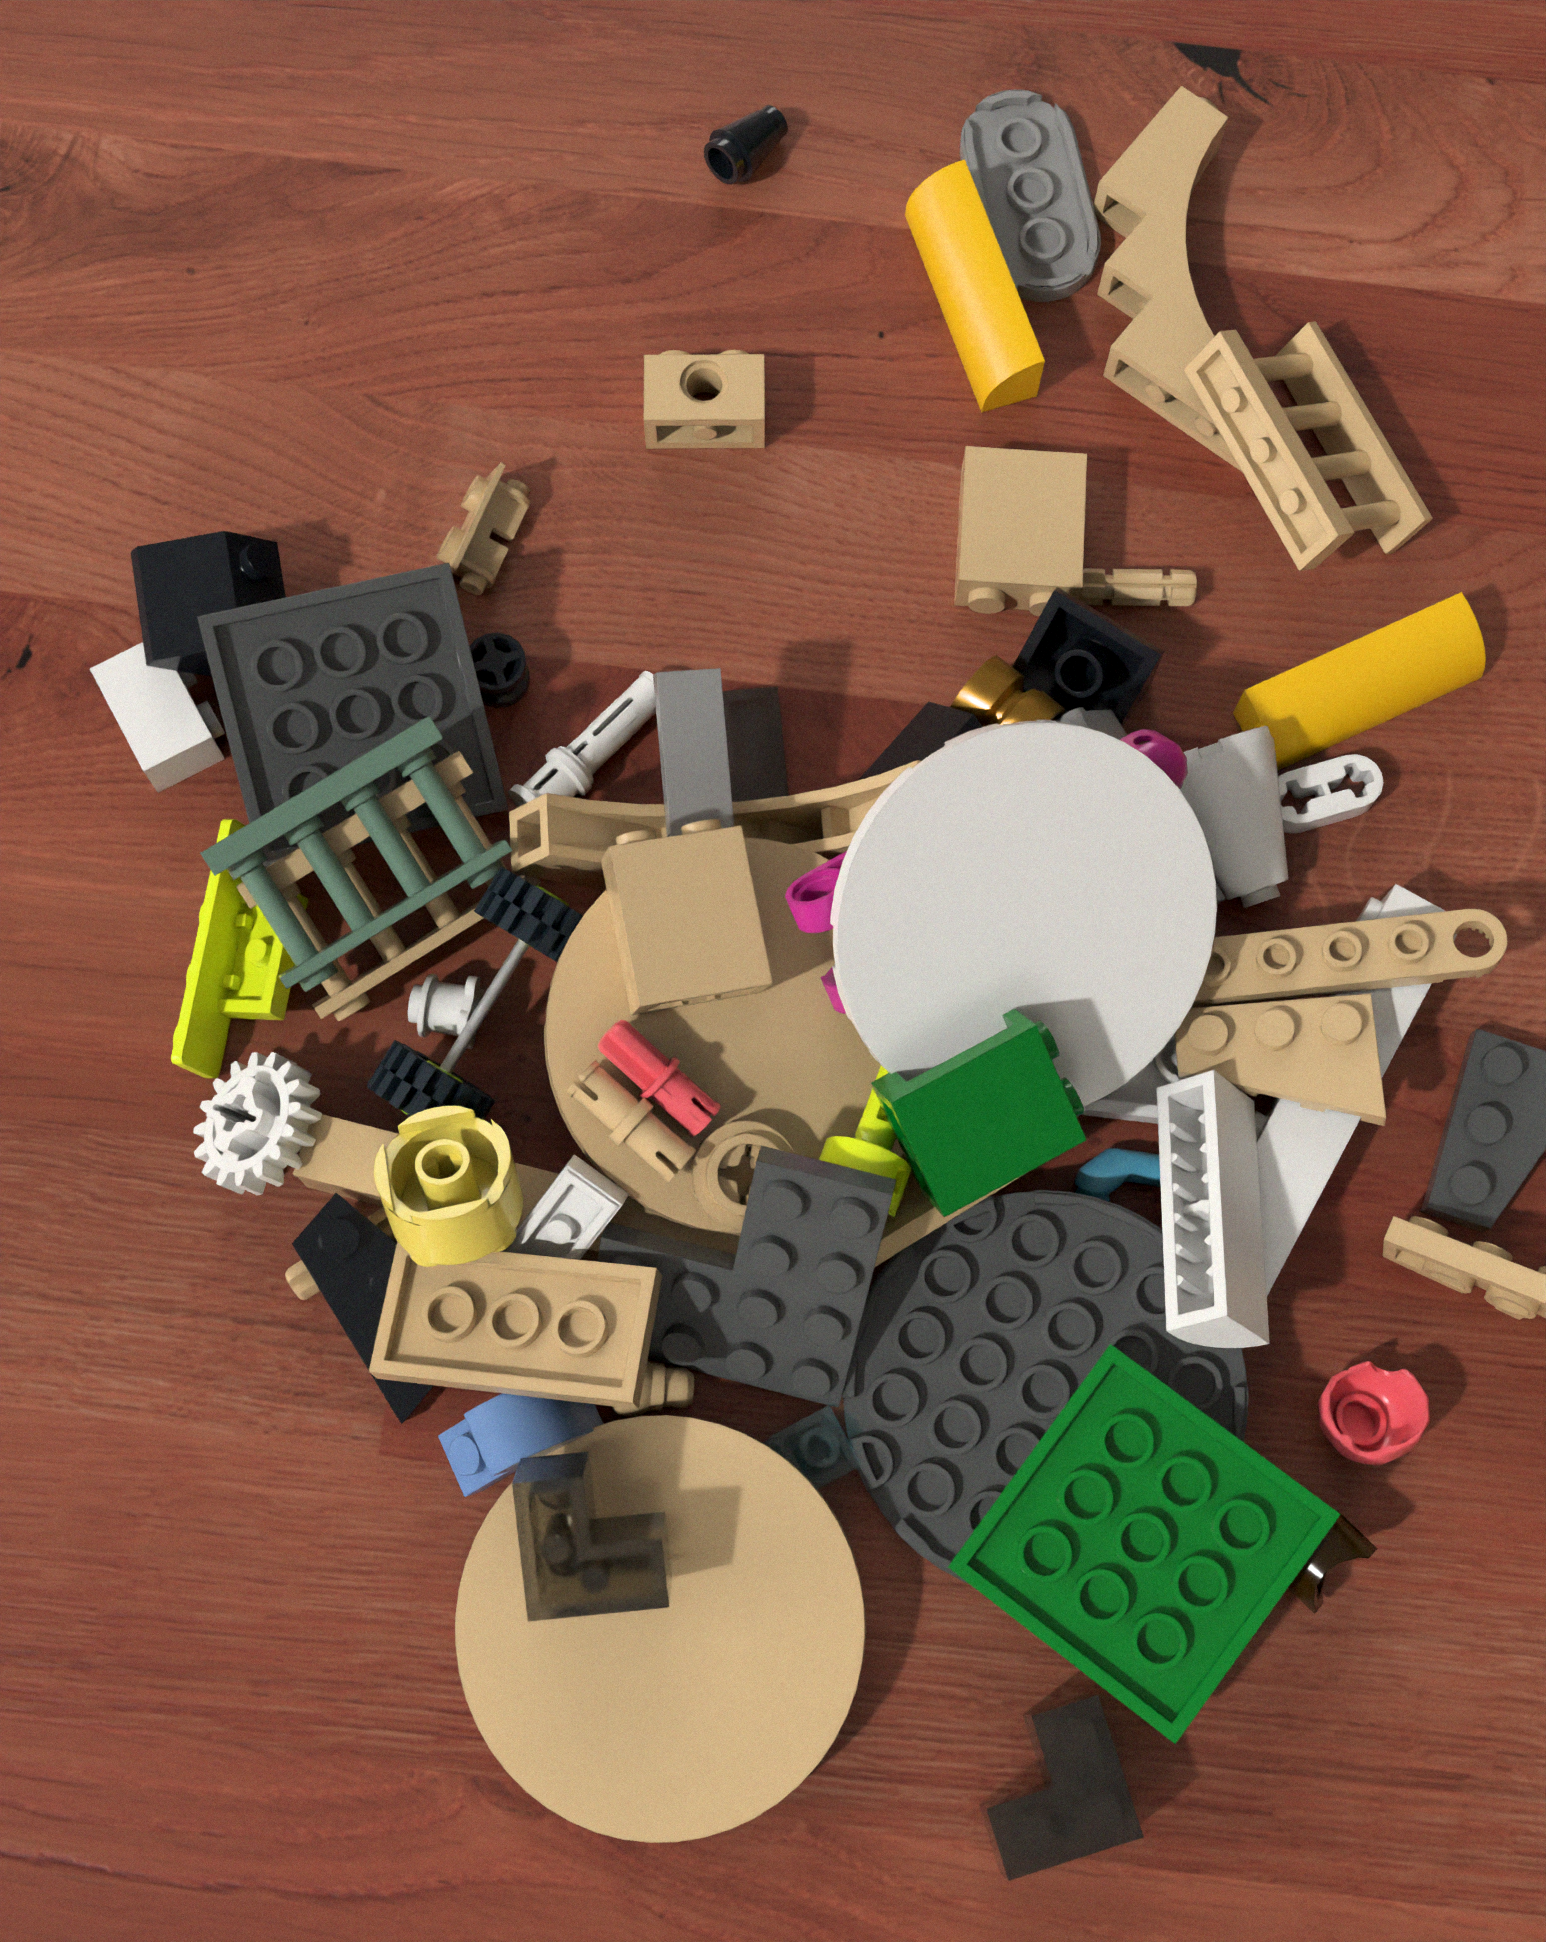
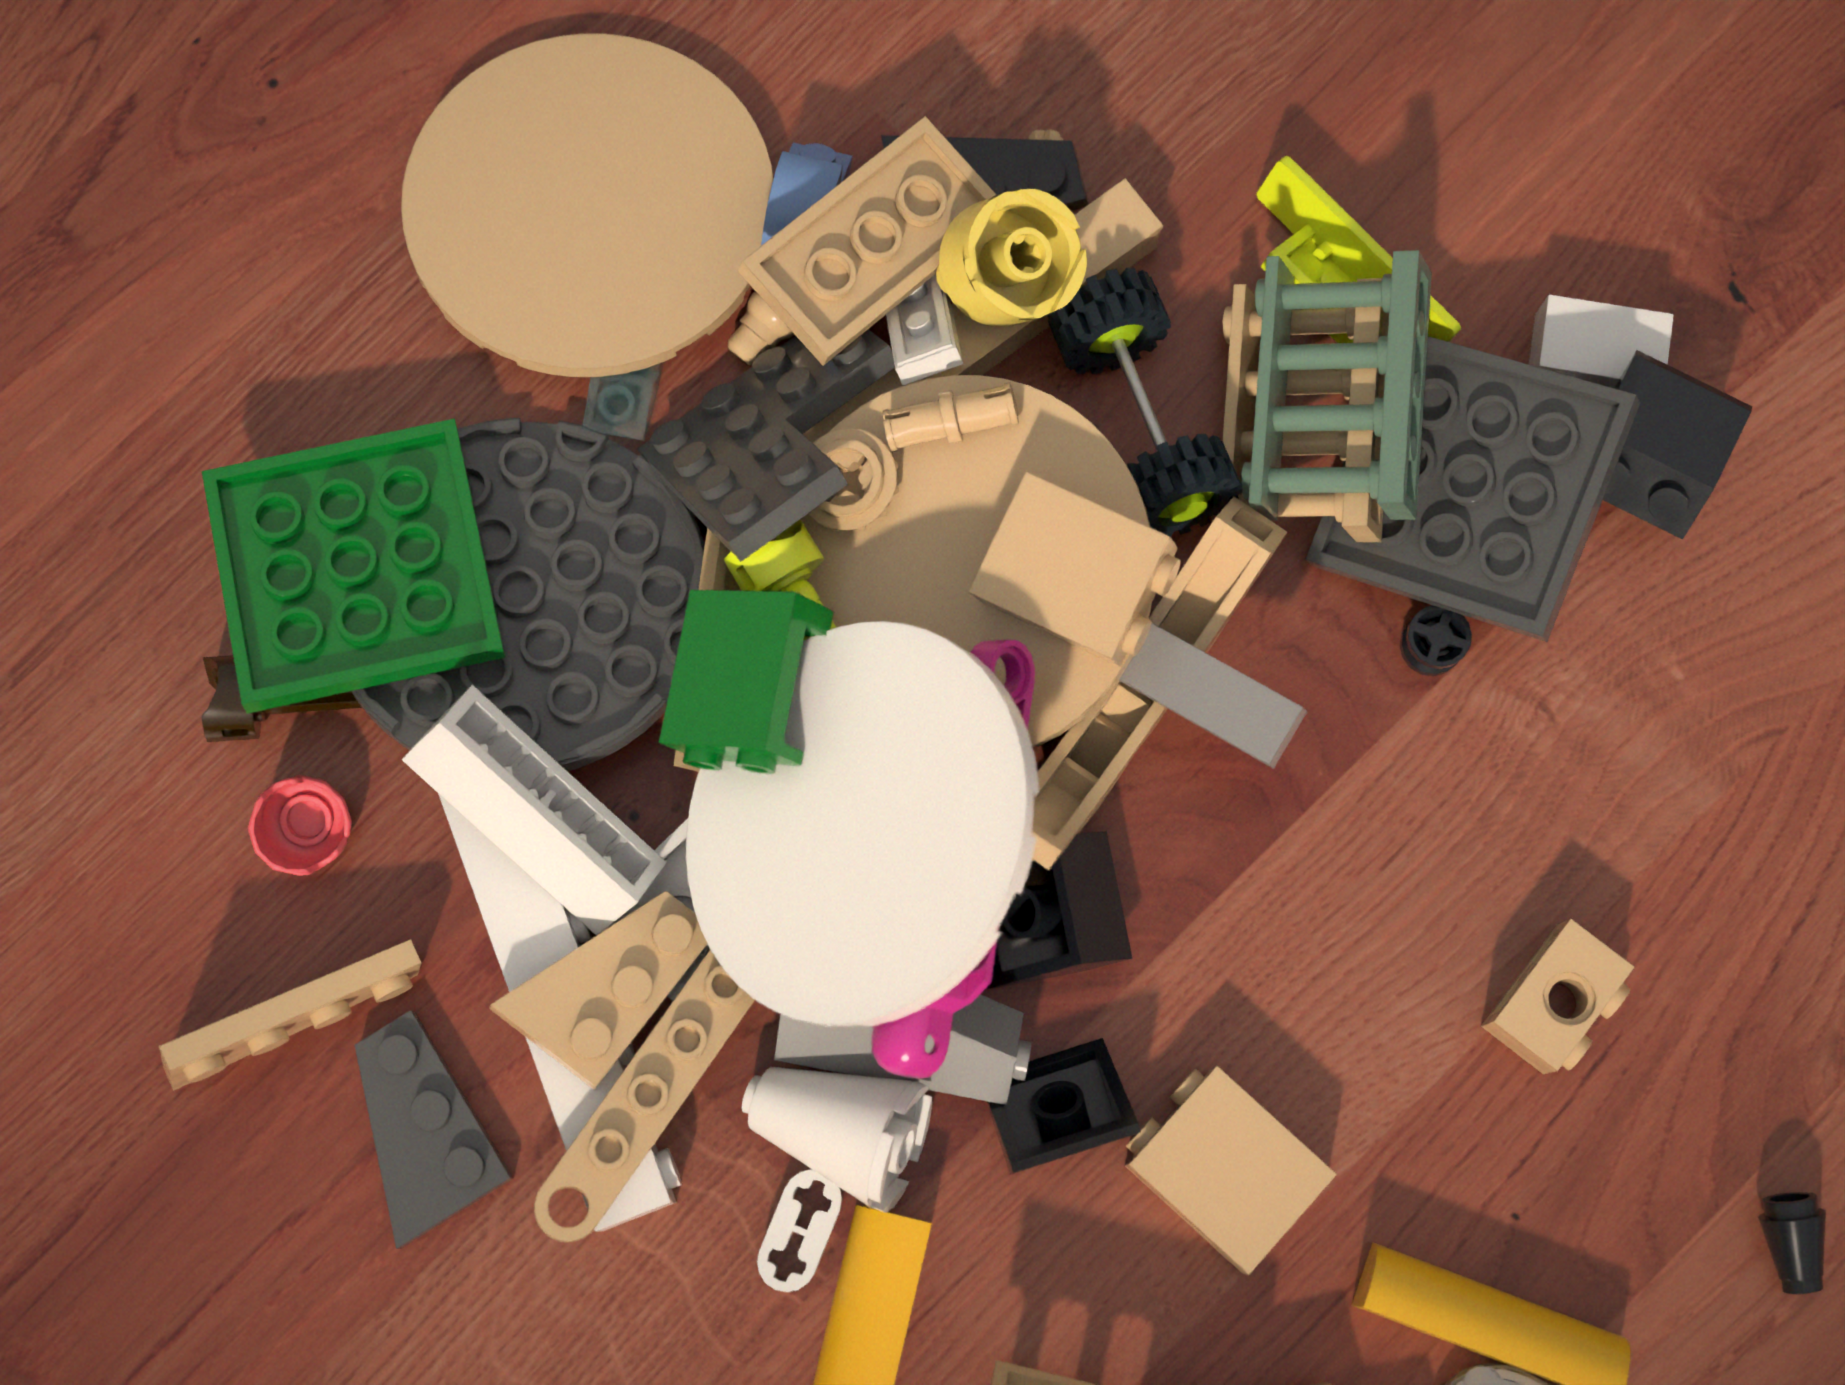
camera: 130 degrees right, 5 degrees up
(257, 1123) = (1188, 185): white gear -> none
(444, 1006) = (1176, 390): white brick -> none
(491, 508) = (1564, 700): tan hinge -> none
(571, 768) = (1302, 635): white pin -> none
(581, 1561) = (674, 159): clear smoke brick -> none
(658, 1077) = (969, 461): coral axle -> none
(755, 744) = (1208, 795): clear smoke tile -> none
(998, 696) = (1073, 1014): pearl gold wheel -> none
(1079, 1805) = (229, 382): clear smoke brick -> none
(1115, 1167) = (640, 787): medium azure arm -> none
(1139, 587) = (1103, 1231): tan axle -> none

